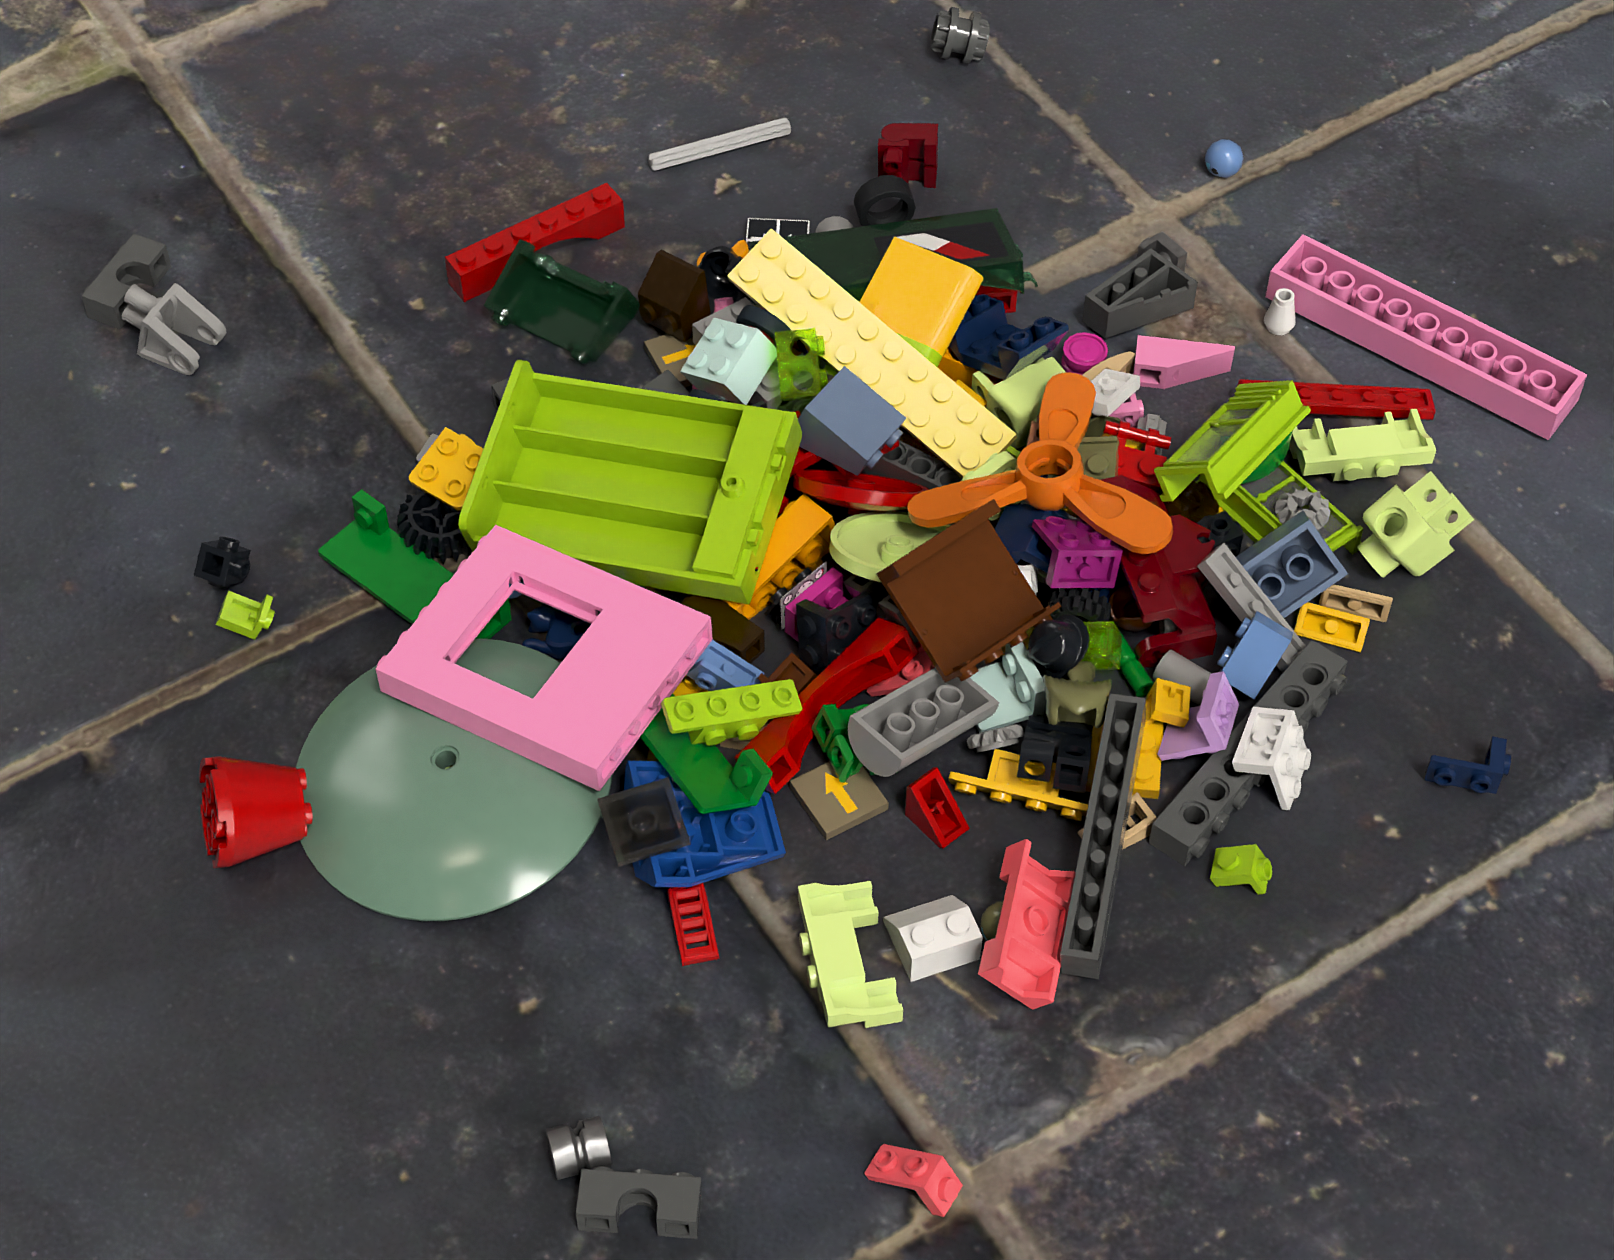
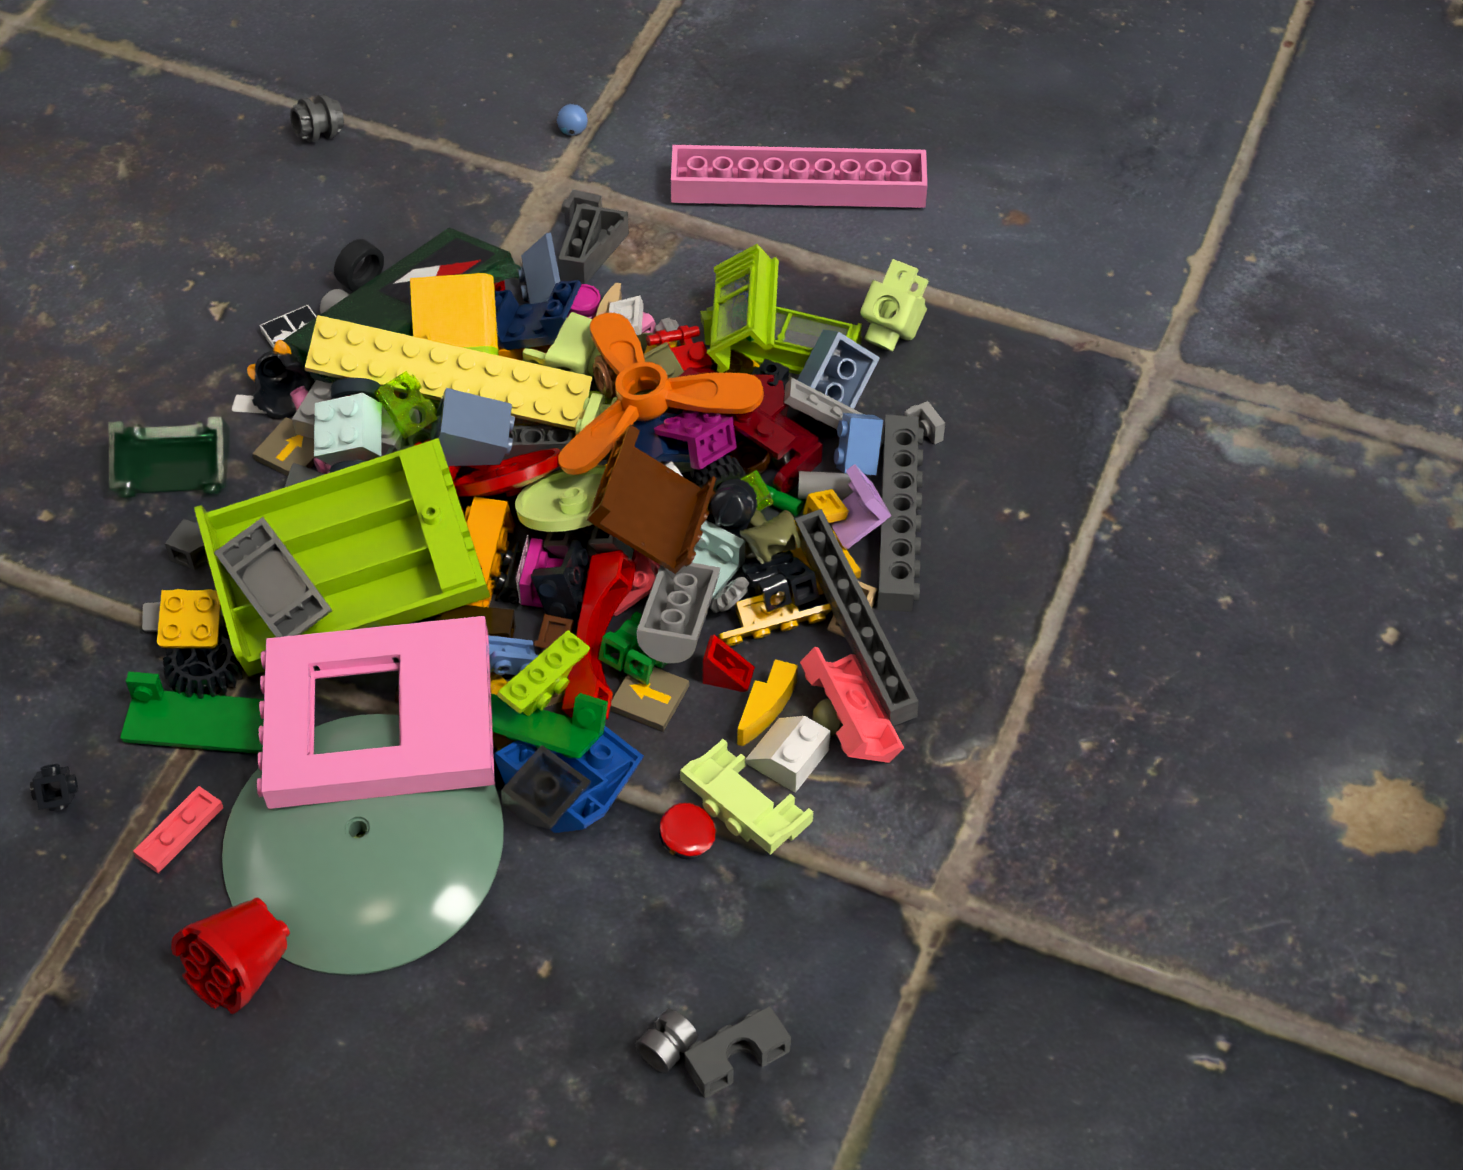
camera: 35 degrees left, 0 degrees up
(245, 615) = (102, 816): lime bracket -> none
(301, 666) = (178, 829): none -> coral plate
(542, 471) = (273, 580): none -> dark grey slope
(562, 630) = (364, 692): dark blue animal -> none
(584, 216) = (82, 456): red arch -> none
(673, 295) = (257, 407): dark brown slope -> none
(690, 901) = (606, 828): red slope -> none
(719, 144) = (192, 282): axle -> none
(764, 952) = (687, 830): none -> red piece
(909, 152) = (349, 219): dark red hips -> none
(918, 1171) = (902, 913): coral bracket -> none
(949, 870) = (767, 701): none -> yellow slope
(1063, 301) = (539, 271): none -> sand blue slope
(1175, 362) = (649, 274): bright pink slope -> none
(1241, 866) = (950, 590): lime bracket -> none
(1274, 747) = (918, 499): white bracket -> none
(1281, 313) = (693, 208): white cone -> none
(1288, 502) = (803, 329): light grey gear -> none
(1331, 626) = (885, 400): yellow slope -> none
(1356, 602) = (891, 376): tan slope -> none
(1358, 672) = (929, 420): none -> light grey bracket
(1362, 400) = (788, 240): red tile -> none
(1363, 450) = (821, 271): yellowish green bracket -> none
(1471, 775) = (1050, 448): dark blue bracket -> none

